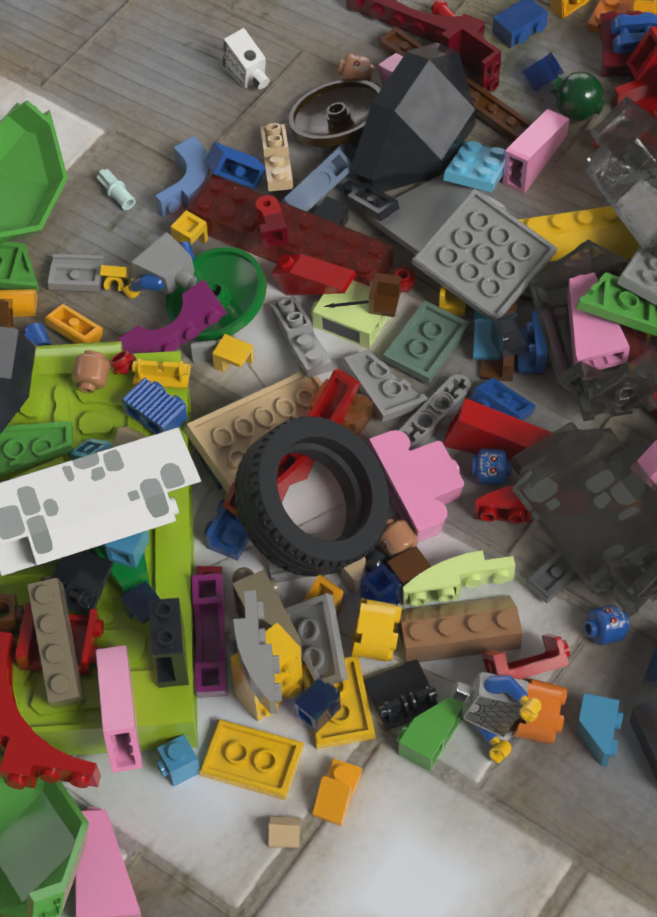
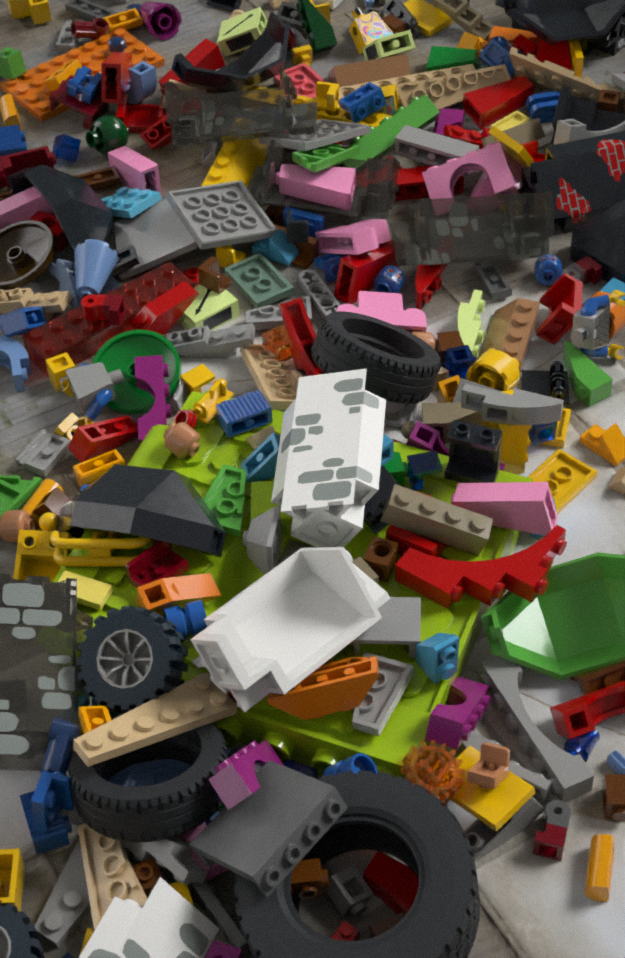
camera: 65 degrees left, 10 degrees down
(114, 309) = (102, 437): none -> red slope
(328, 185) = (93, 266): none -> medium blue cone
(526, 398) = (354, 237): none -> bright pink brick
(621, 663) = (585, 270): none -> dark red leg

